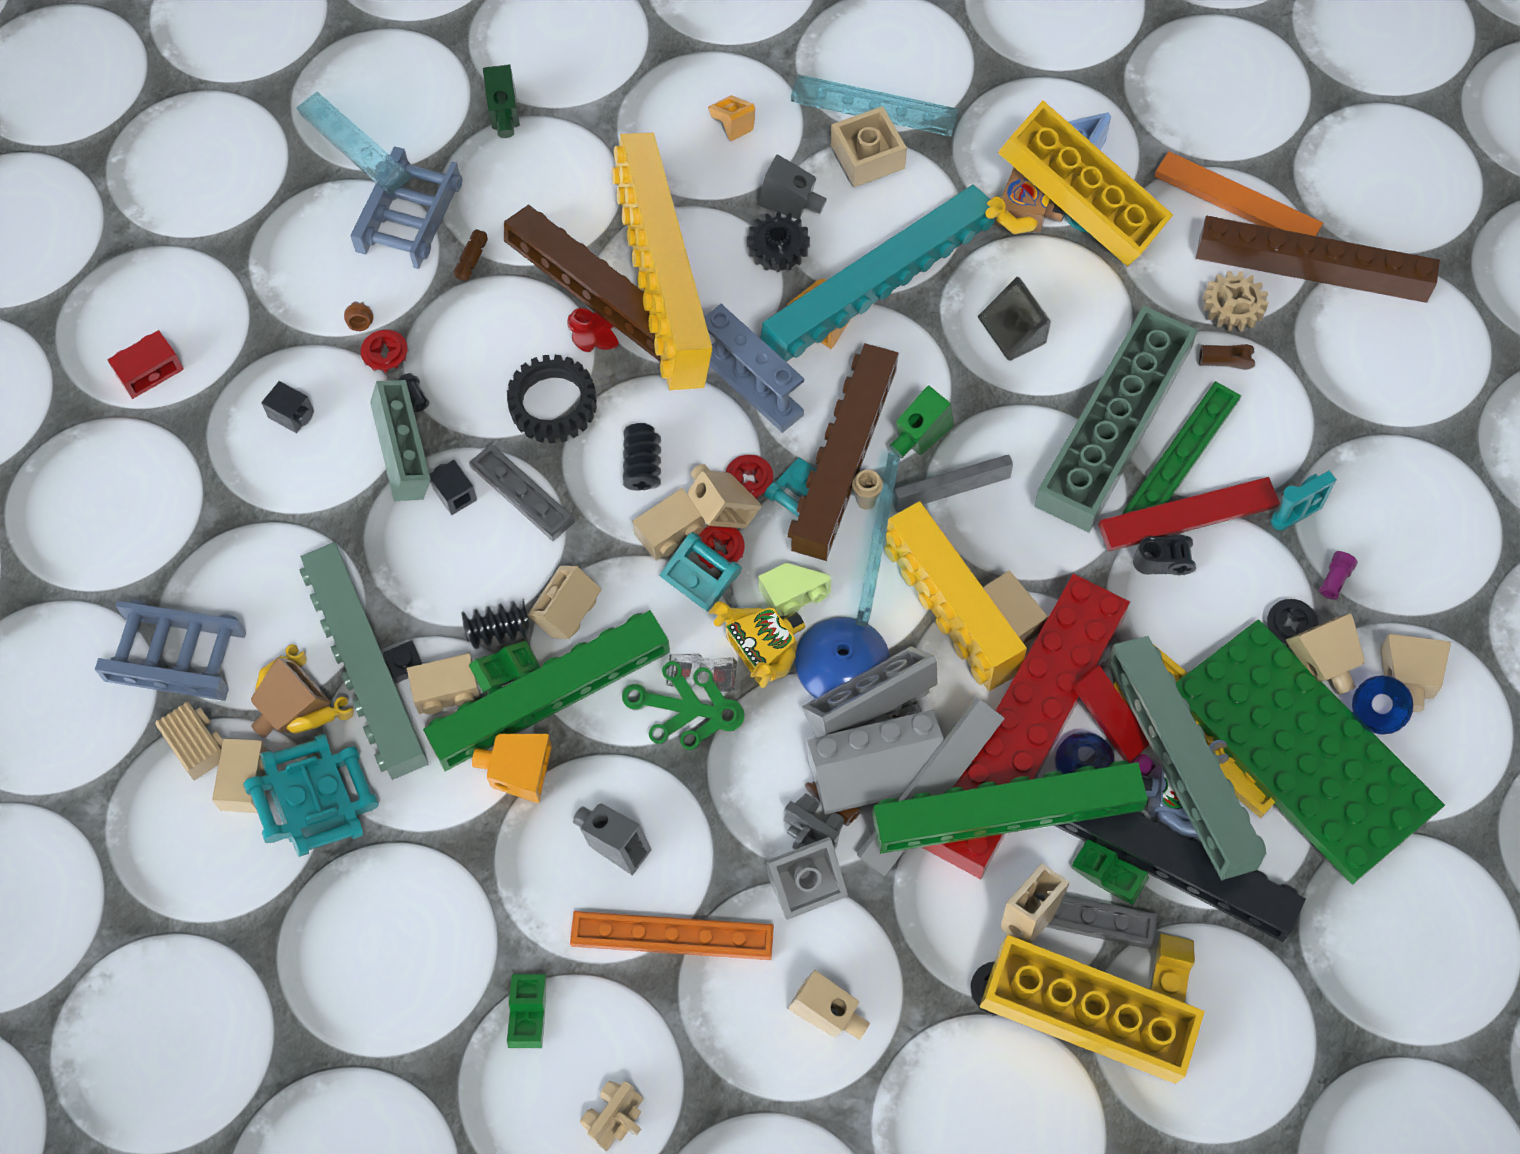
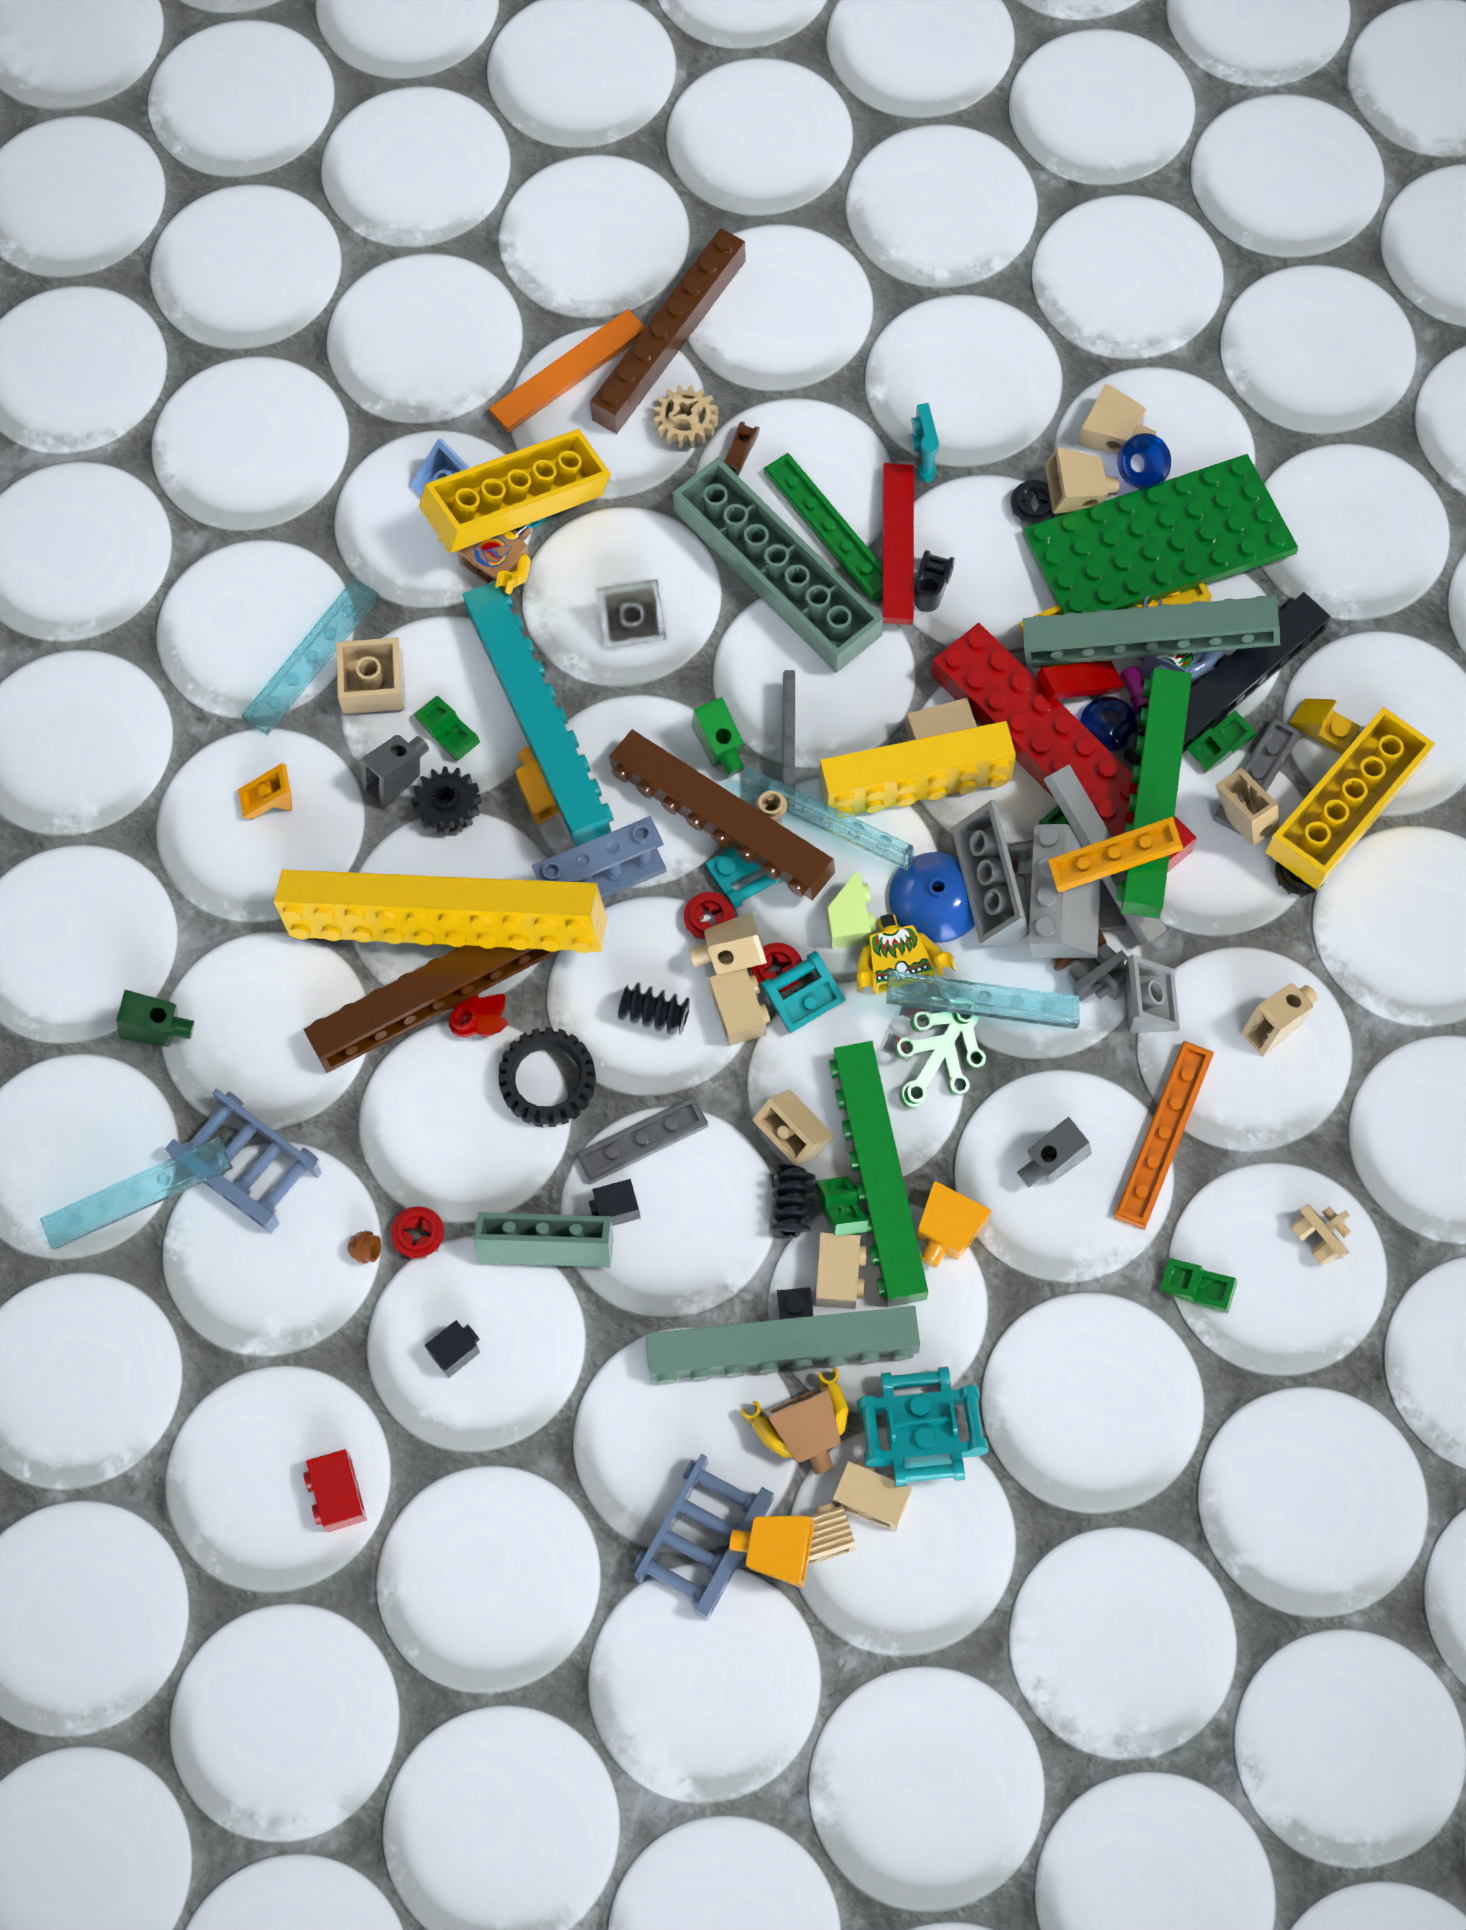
camera: 70 degrees left, 5 degrees up
(161, 703) = (777, 1546): none -> light orange torso
(417, 397) = (470, 1214): black pin -> none
(470, 255) = (331, 1111): reddish brown axle -> none
(745, 726) = (982, 999): none -> clear light blue tile
(849, 222) = (447, 728): none -> green slope
(917, 781) = (1115, 854): none -> light orange plate
(1339, 570) = (996, 442): magenta pin -> none

